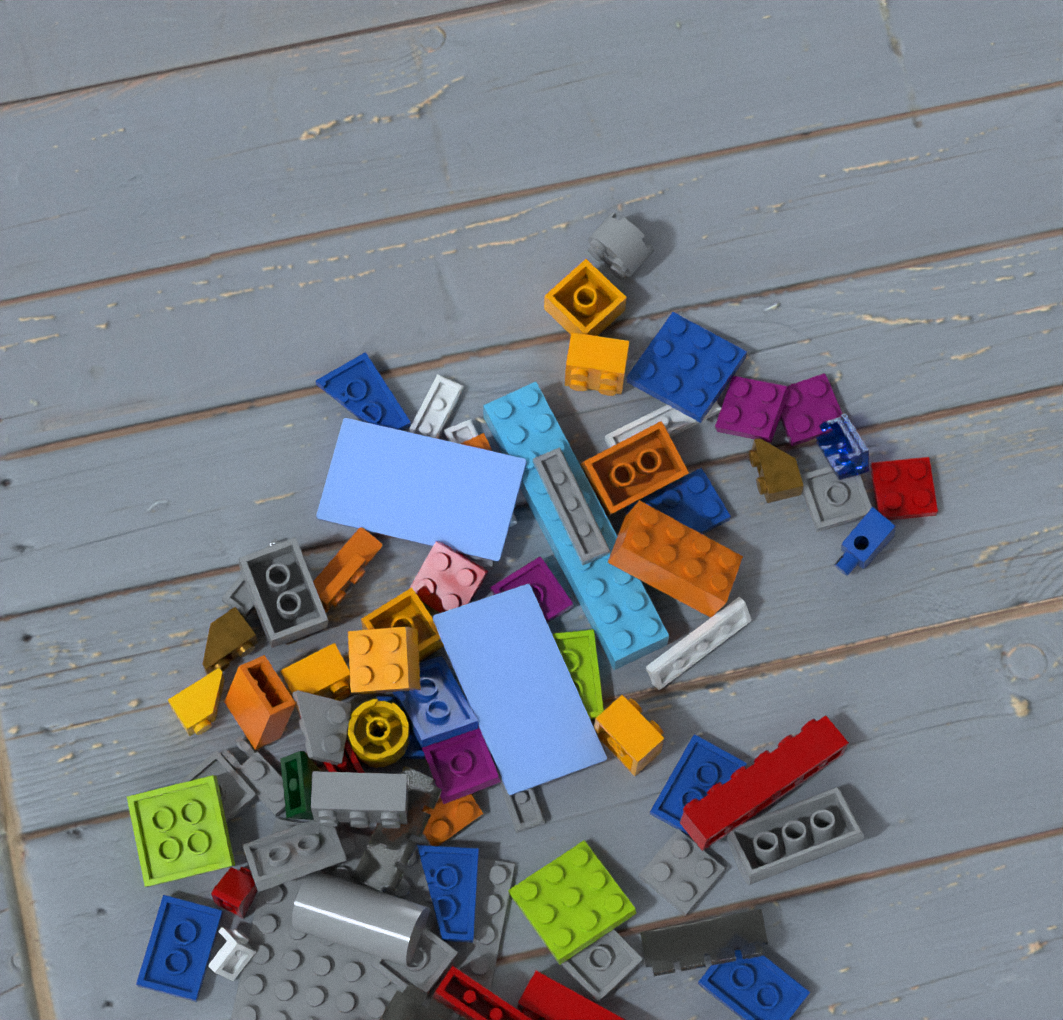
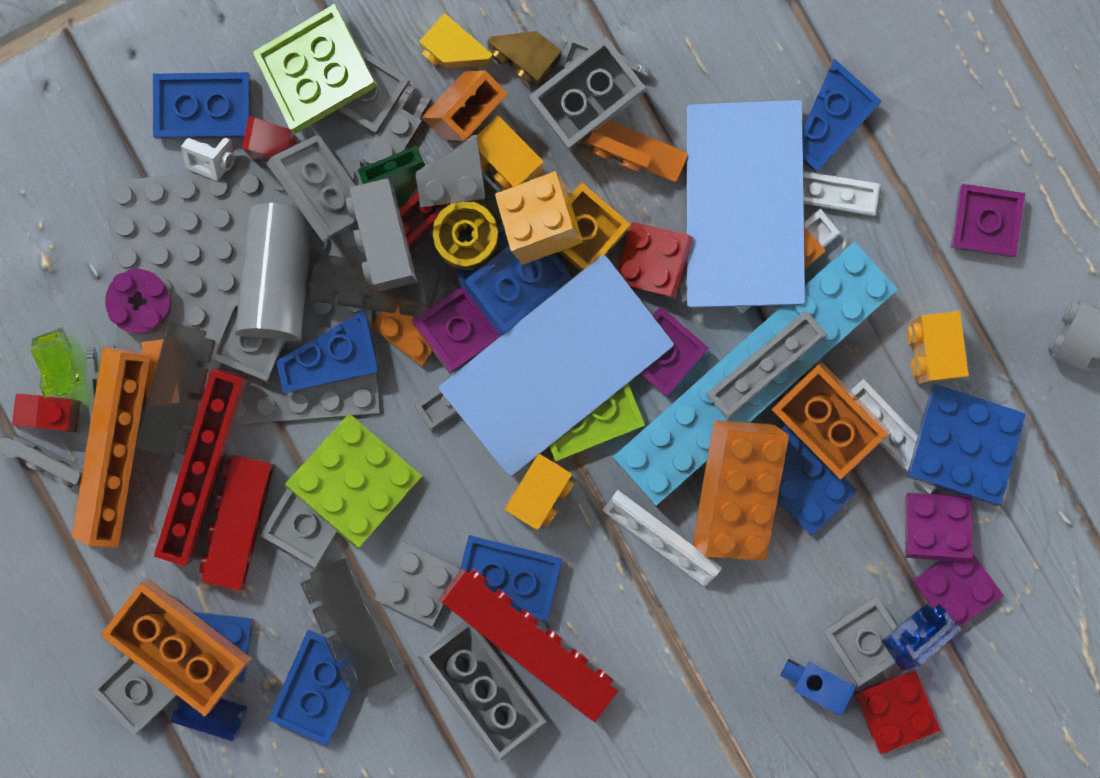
camera: 80 degrees right, 15 degrees up
(496, 296) = (987, 220): none -> magenta plate
(585, 301) = (1006, 316): light orange brick -> none
(777, 472) = (875, 572): pearl gold slope -> none

